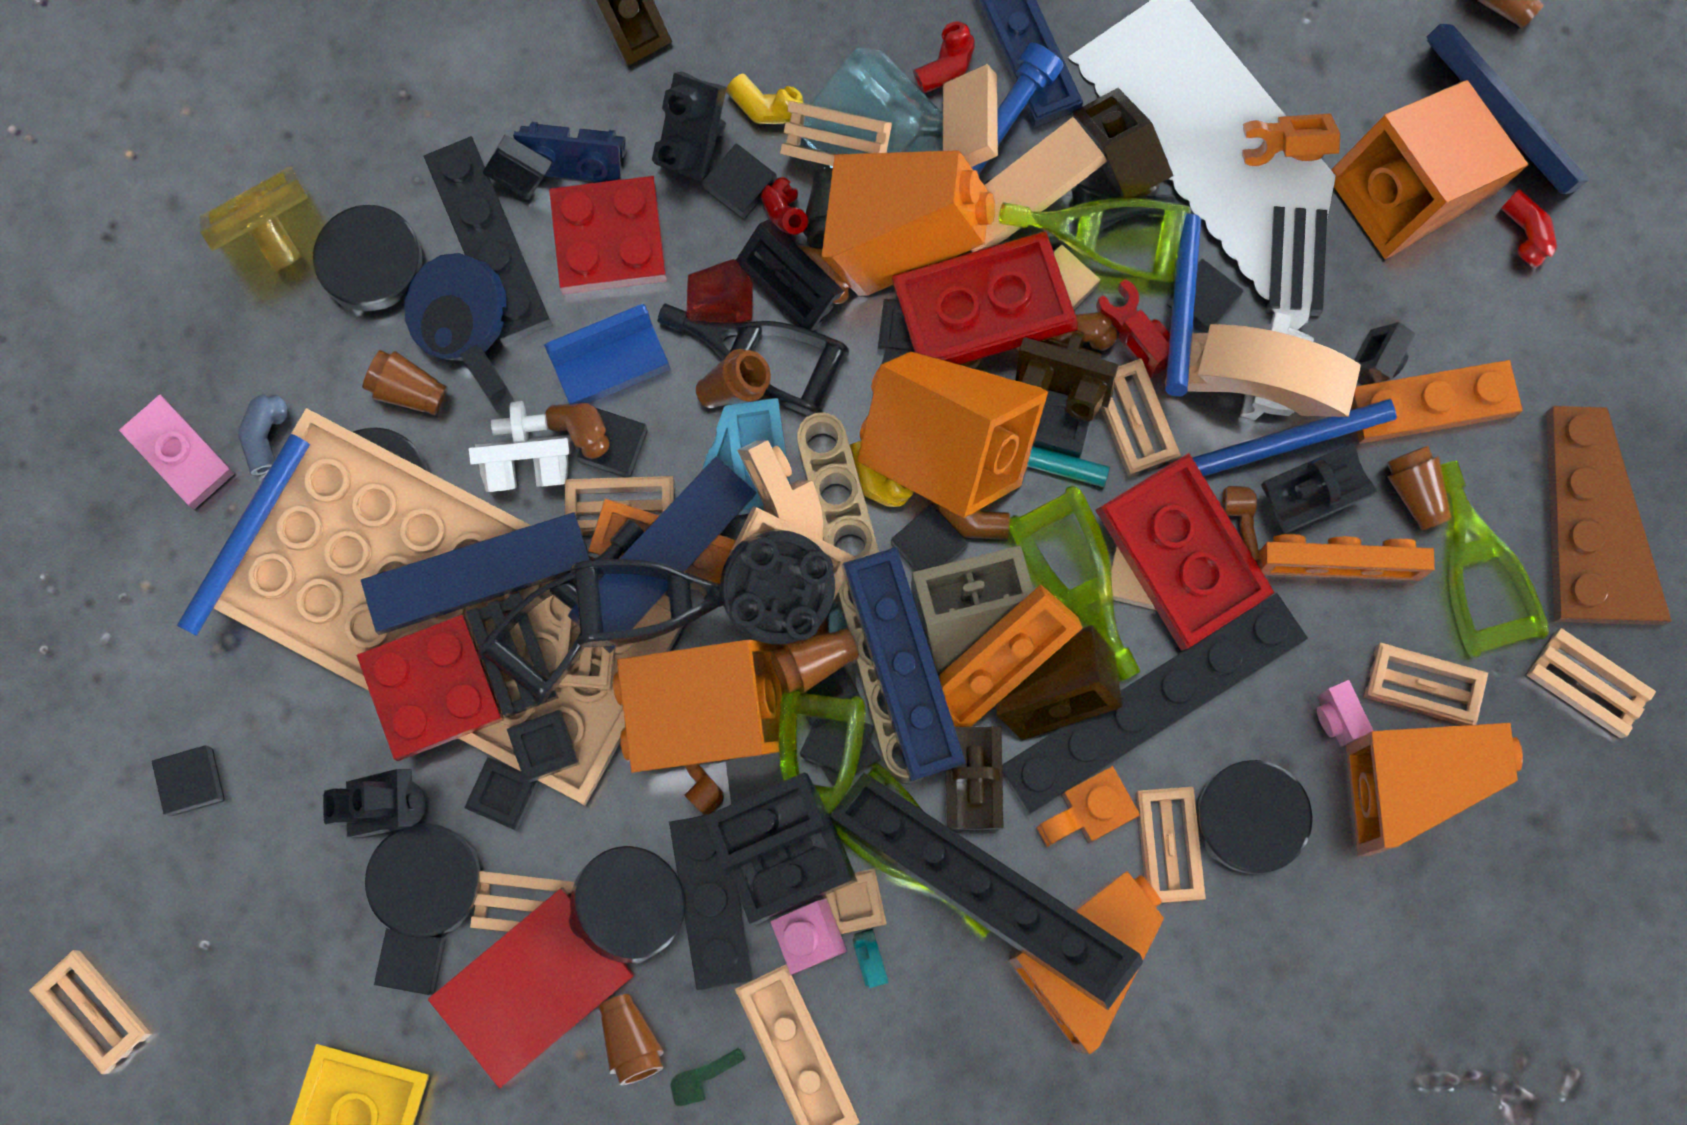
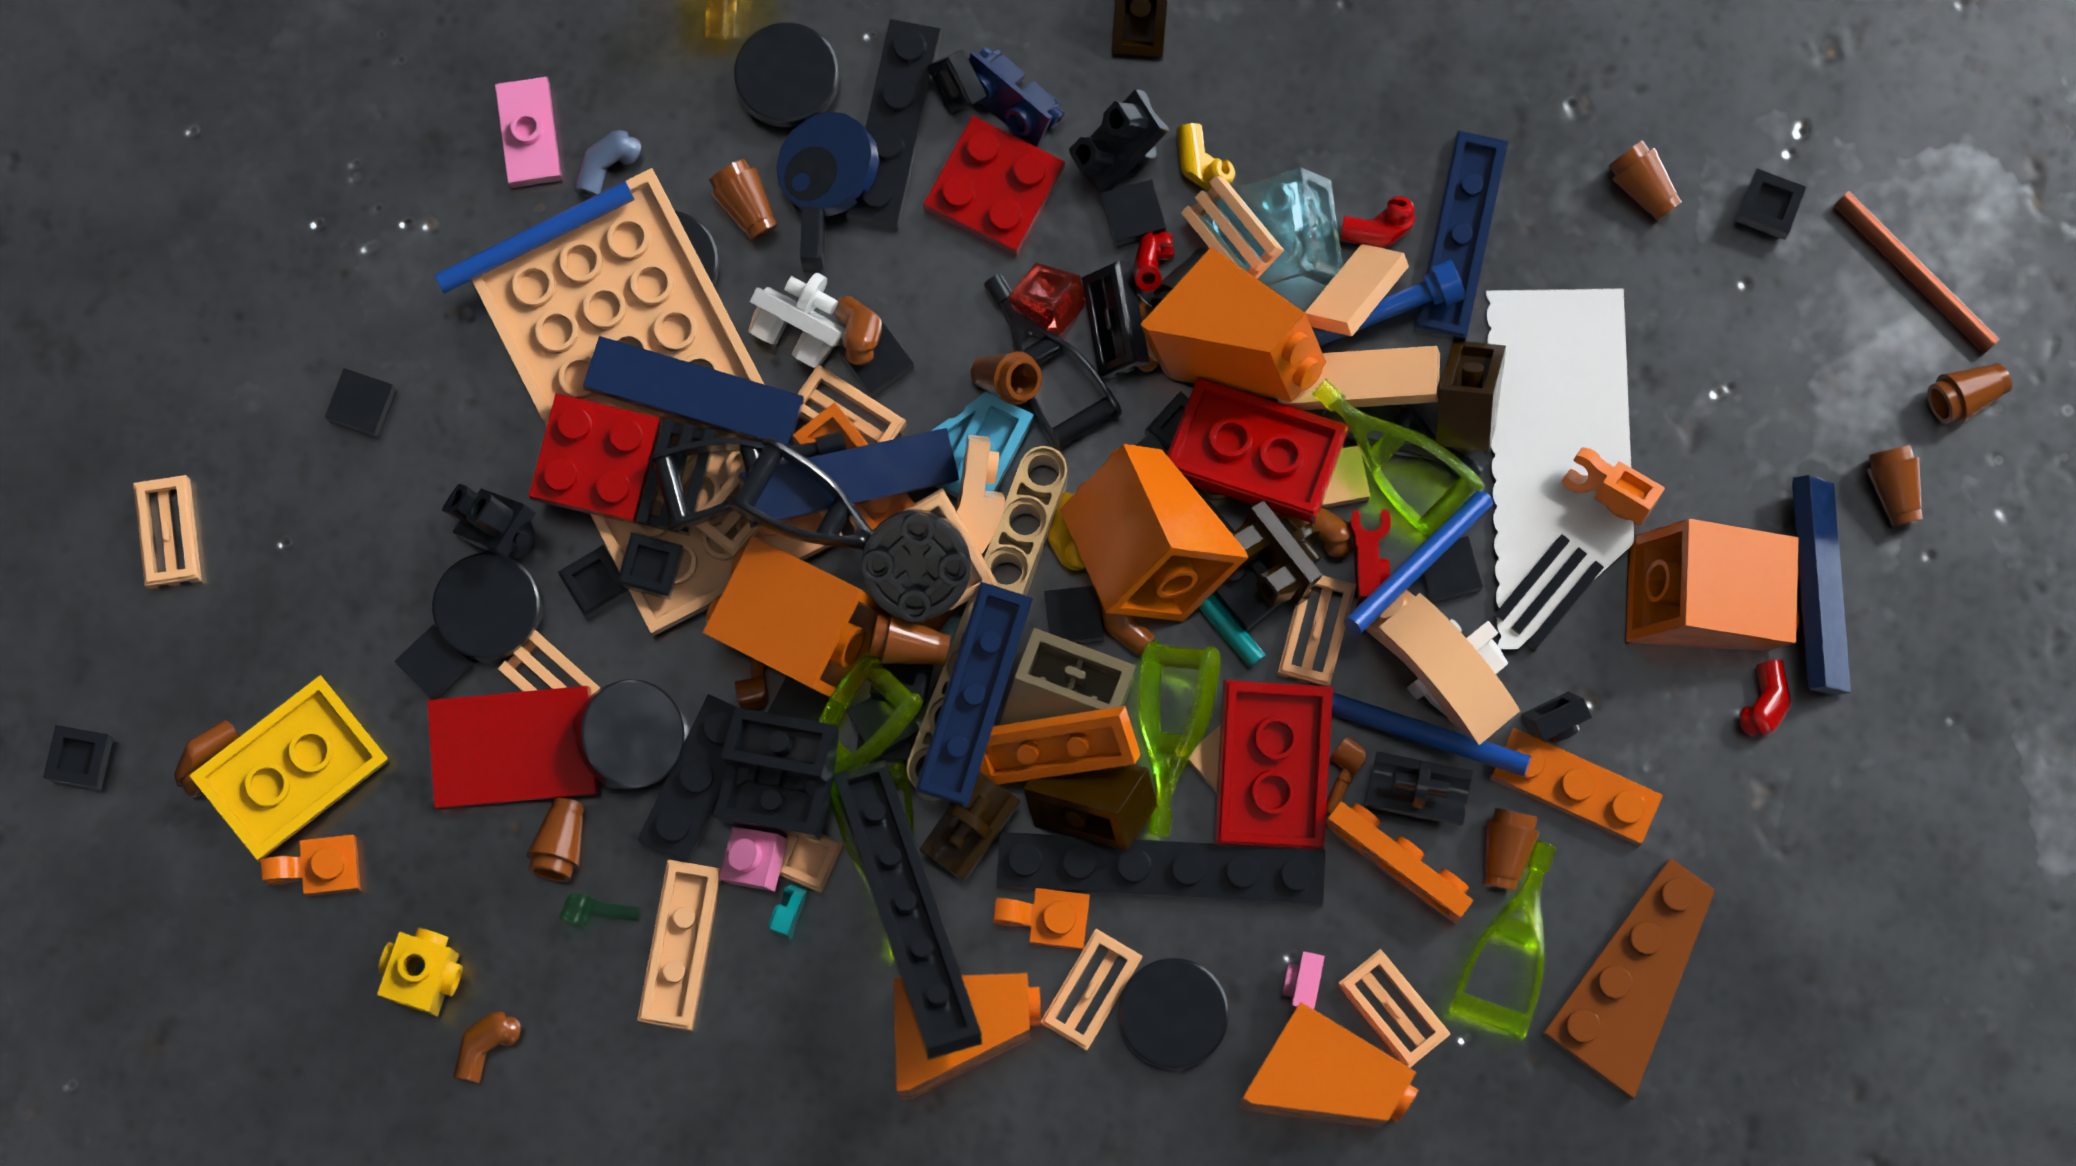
camera: 35 degrees right, 0 degrees up
(607, 356) = (922, 287): blue panel -> none
(1638, 690) = (1550, 1093): light nougat tile -> none

